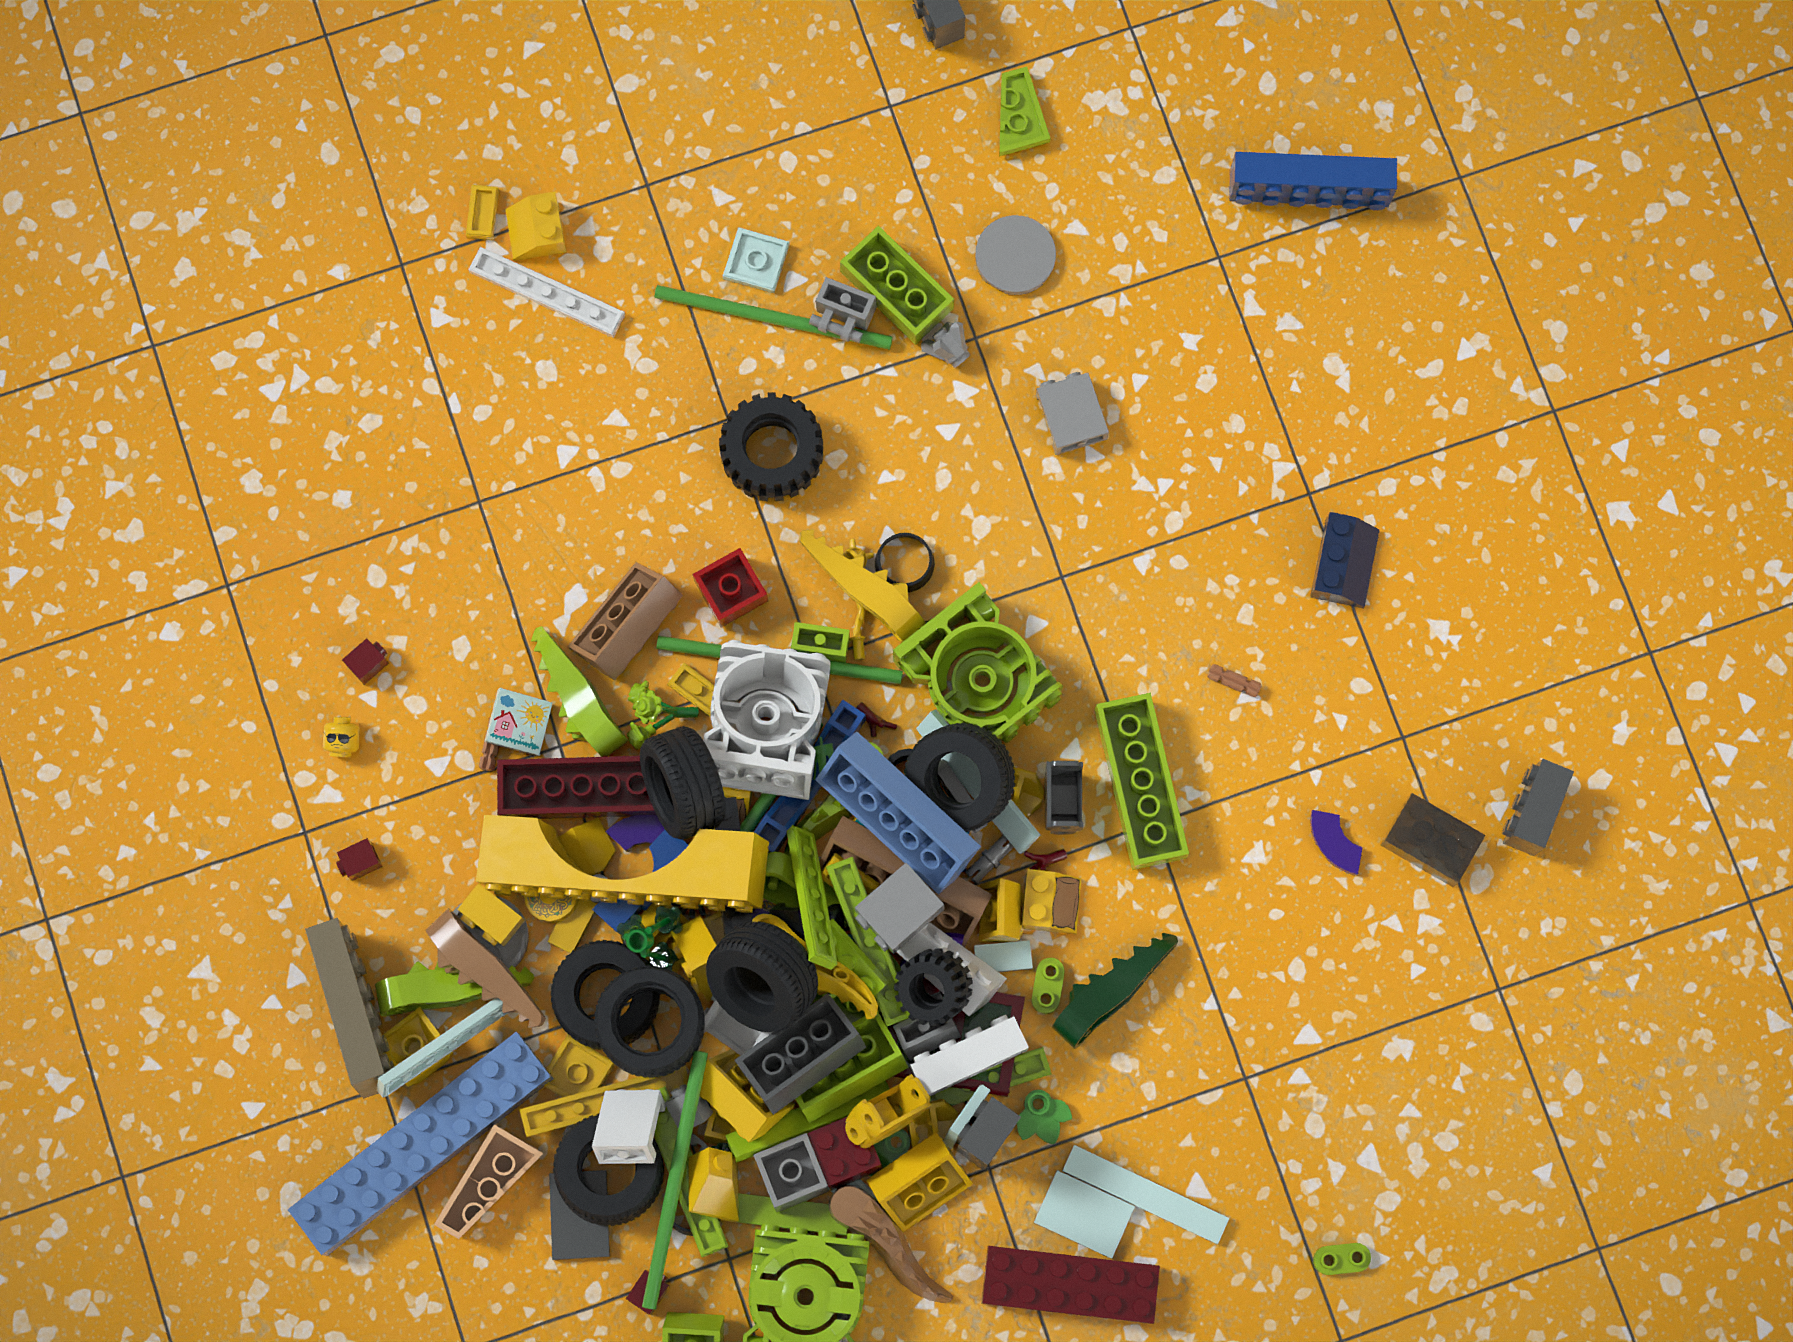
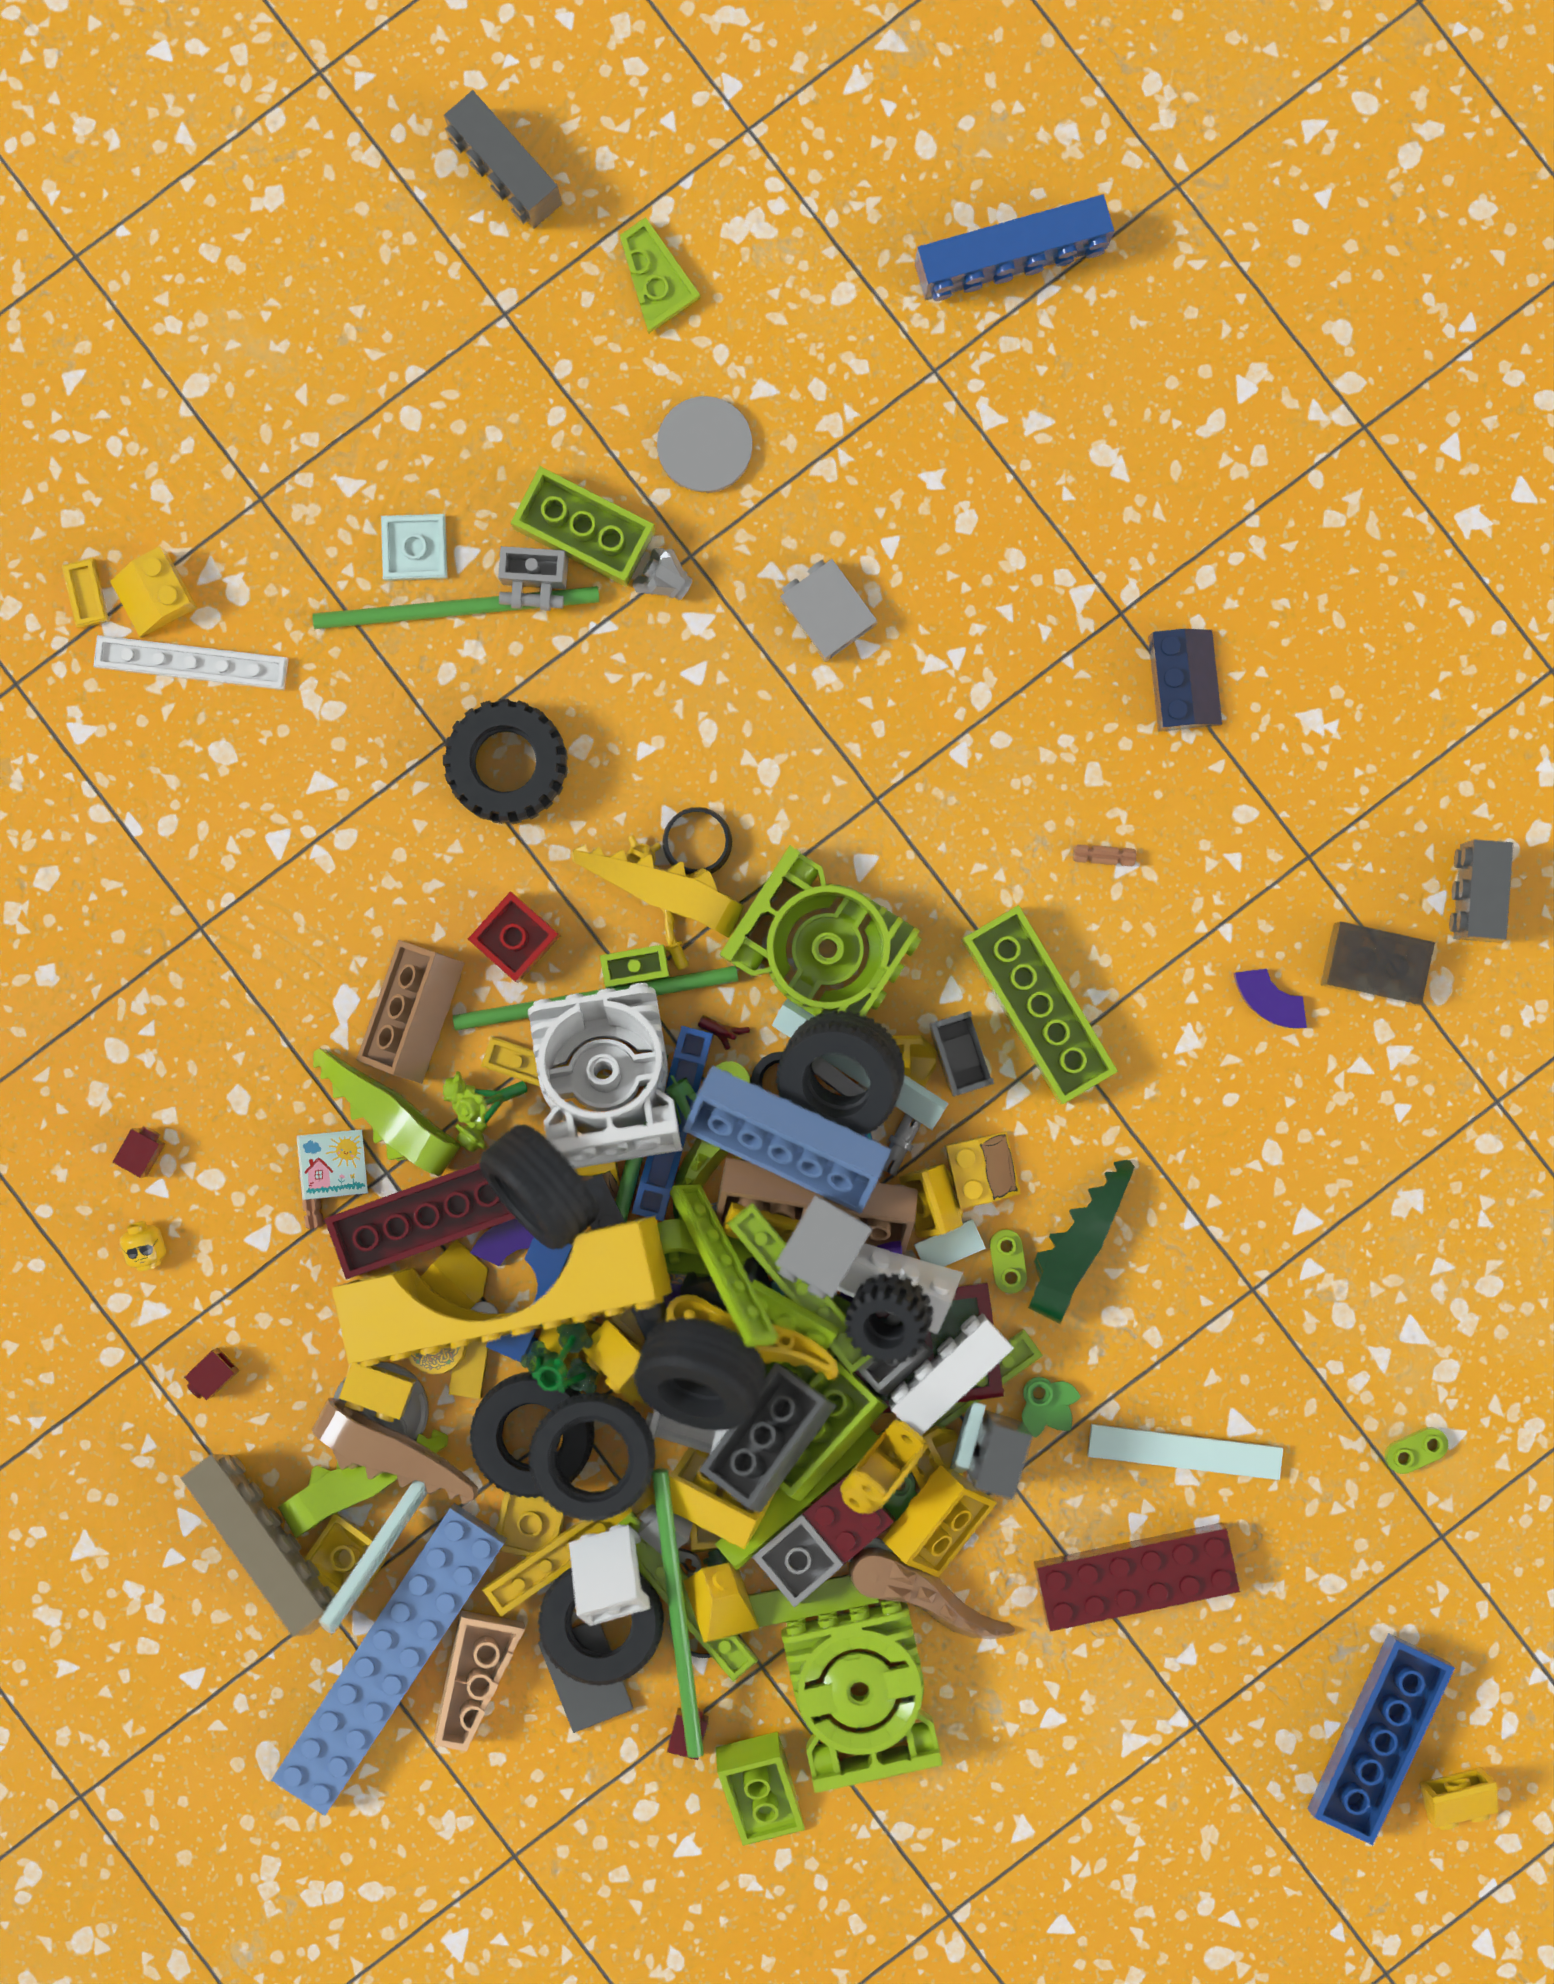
camera: 15 degrees left, 10 degrees up
(1045, 860) = (960, 1126): dark red bar -> none
(1084, 1214) = (1126, 1494): light aqua tile -> none

